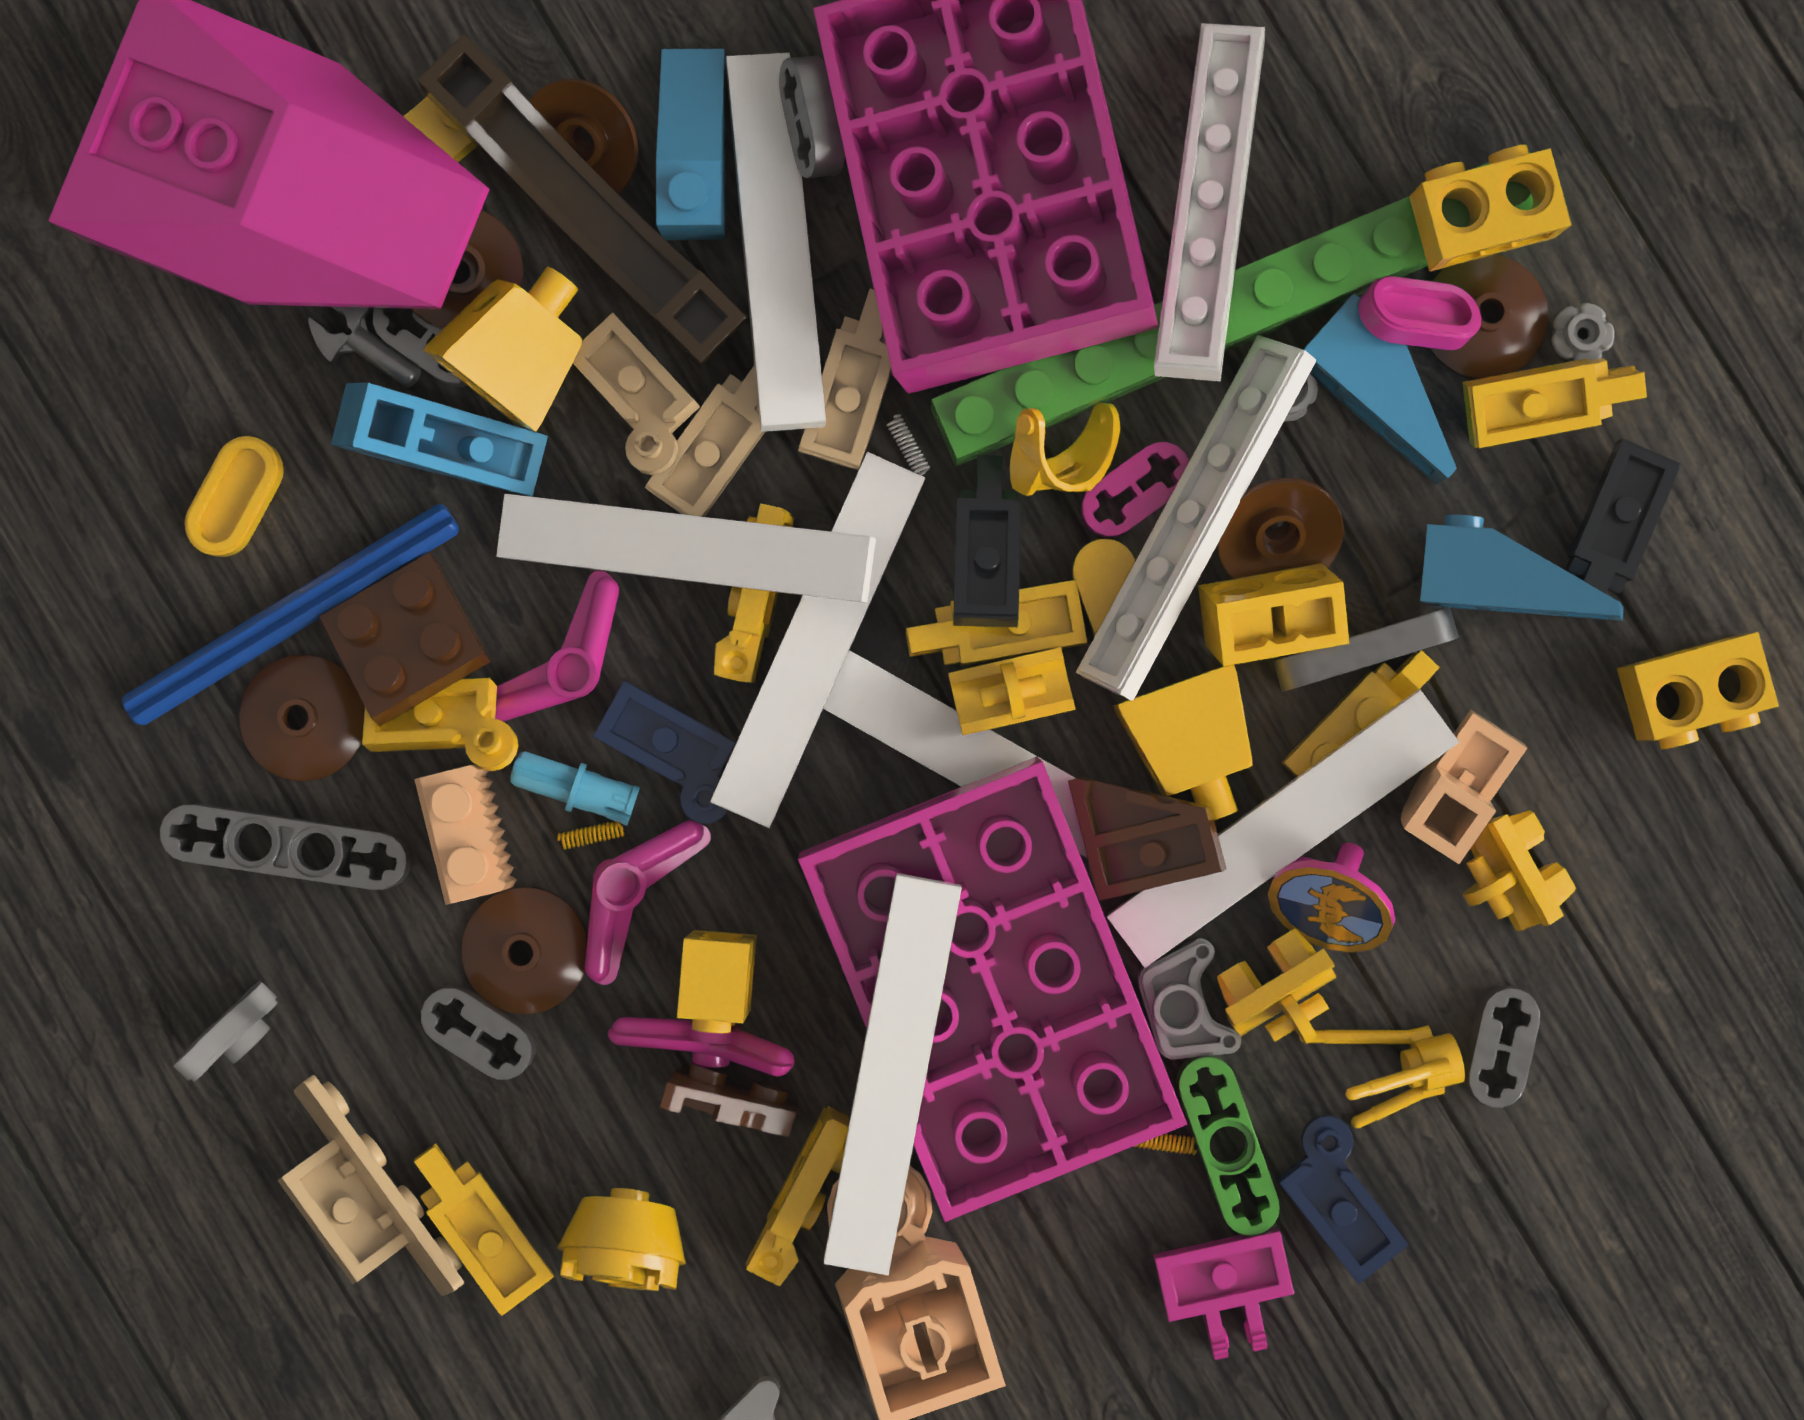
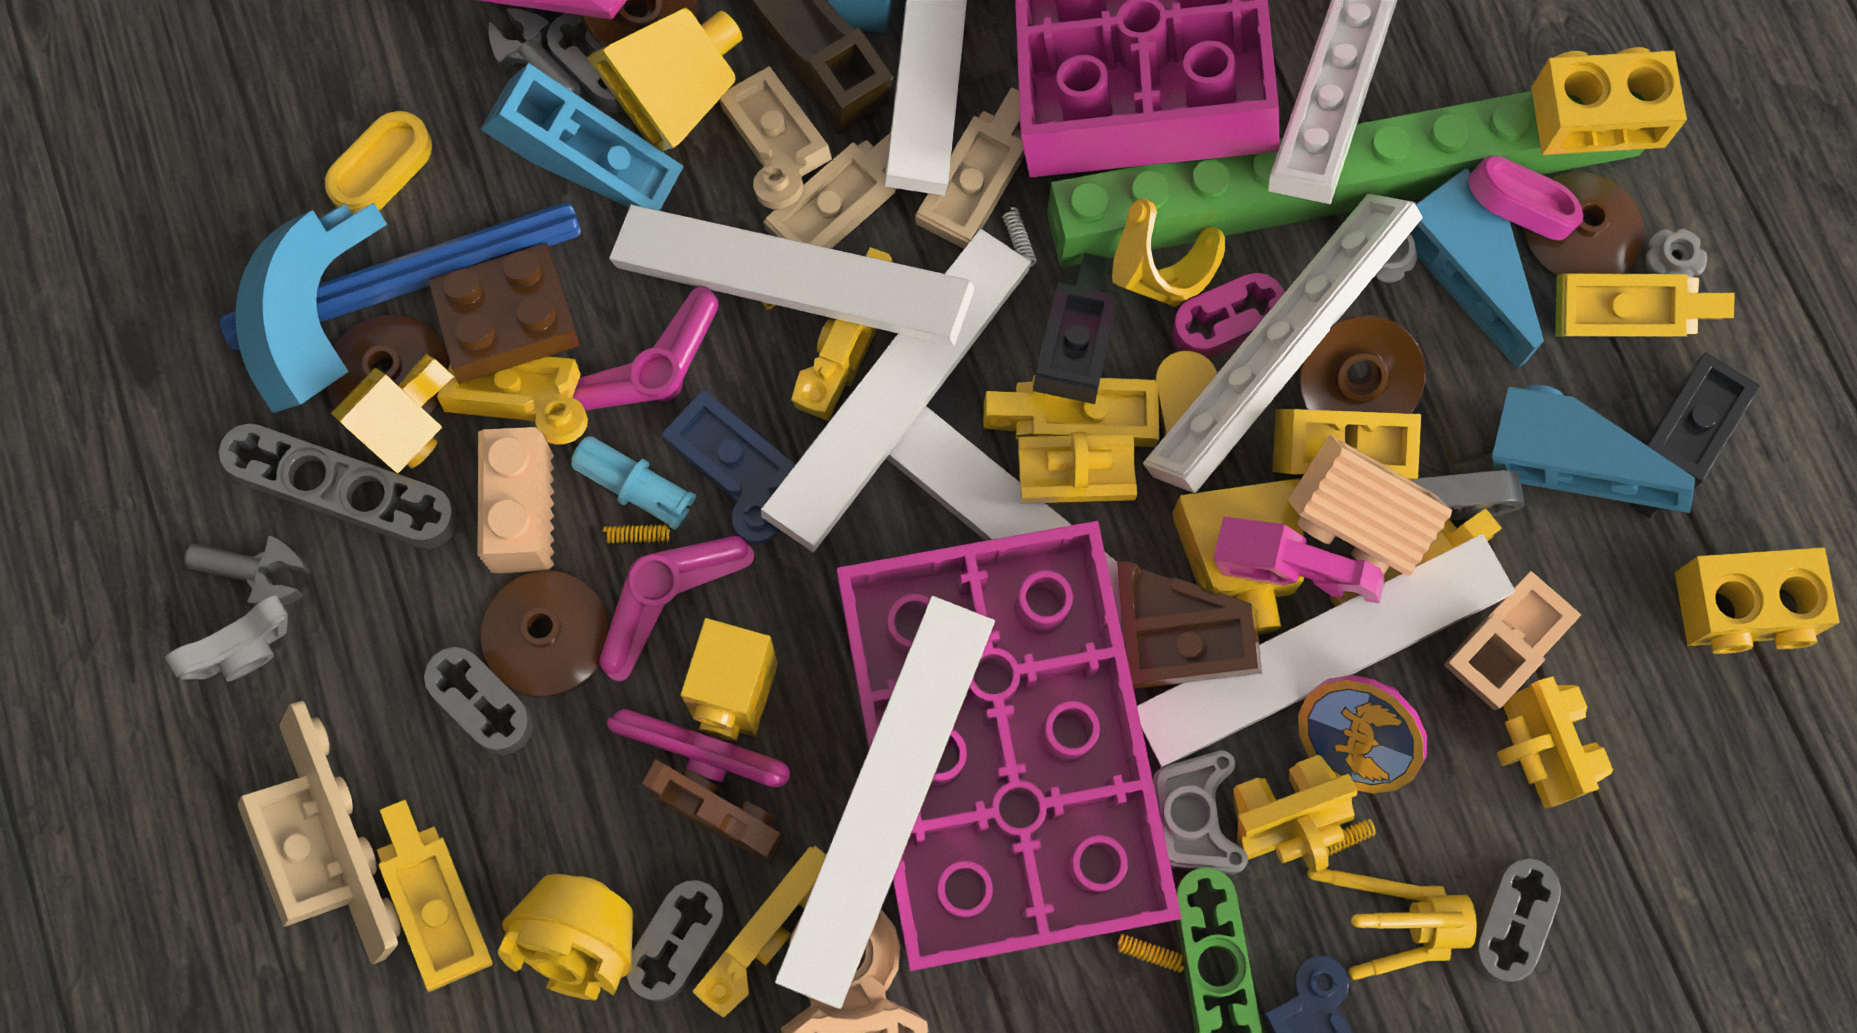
camera: 10 degrees right, 15 degrees down
(181, 680) = (278, 305): none -> dark azure arch
(223, 946) = (250, 569): none -> flat silver bar
(323, 774) = (391, 416): none -> brick
(734, 1225) = (662, 932): none -> flat silver beam
(1229, 758) = (1279, 554): none -> dark pink piece
(1304, 688) = (1368, 507): none -> light nougat brick
(1340, 994) = (1353, 832): none -> yellow leg

